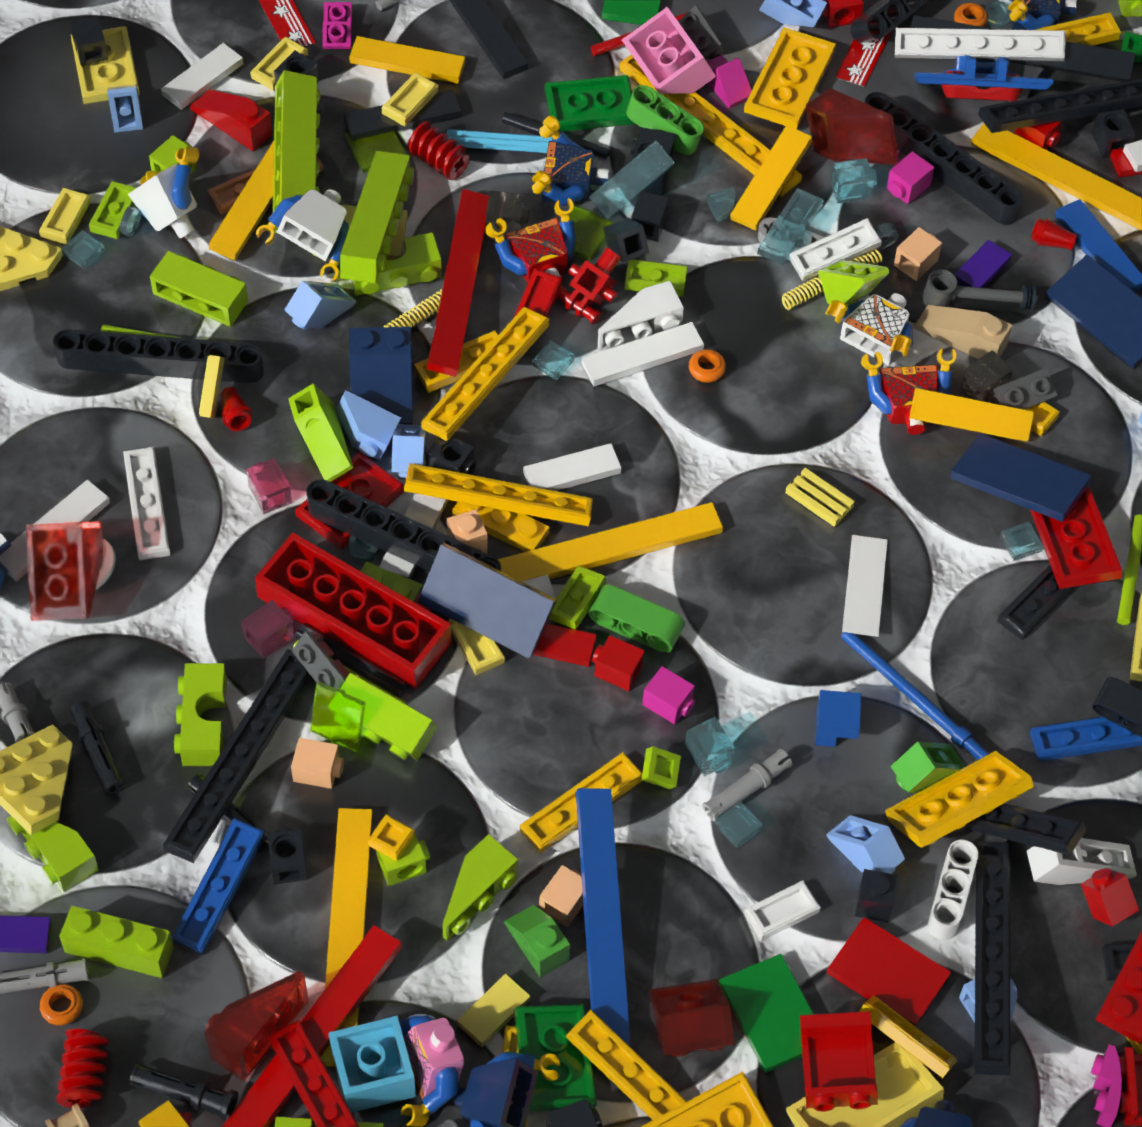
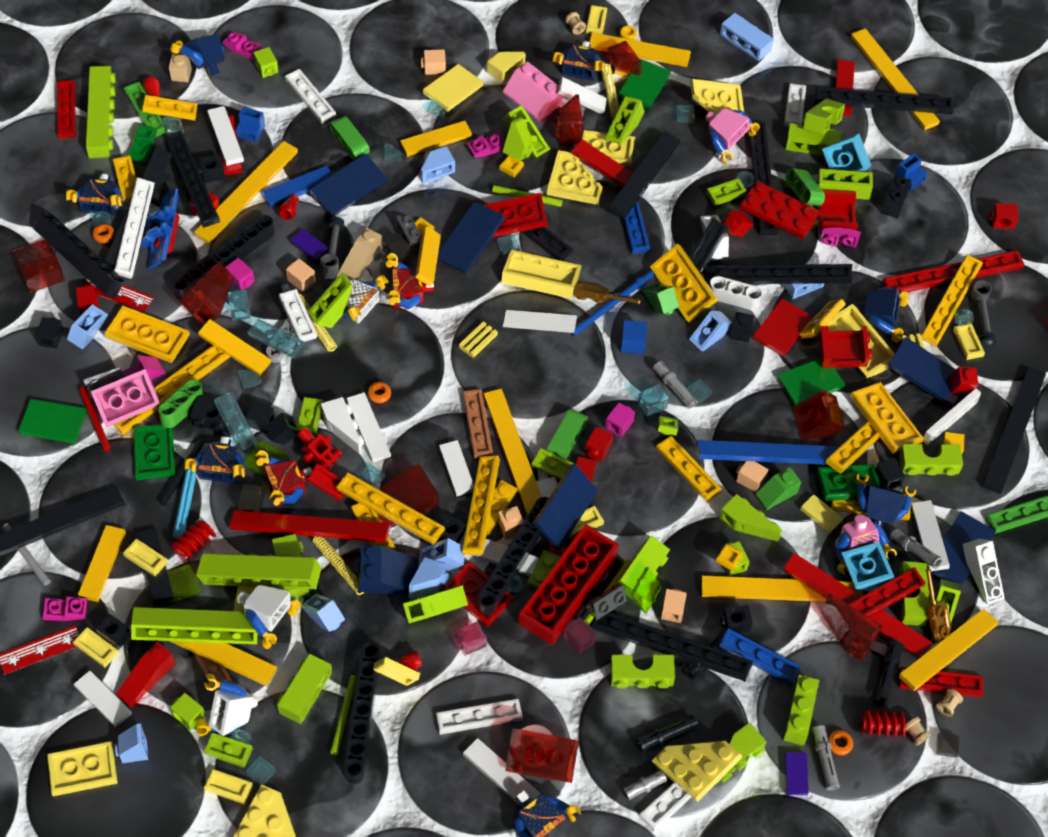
camera: 90 degrees left, 0 degrees up
(89, 40) = (67, 773): black brick -> none
(522, 407) = (412, 489): none -> clear red slope
(655, 498) = (477, 423): none -> nougat tile
(782, 910) = (749, 374): white tile -> none
(930, 667) = (598, 293): none -> pearl gold piece
(964, 587) = (541, 274): none -> light yellow slope

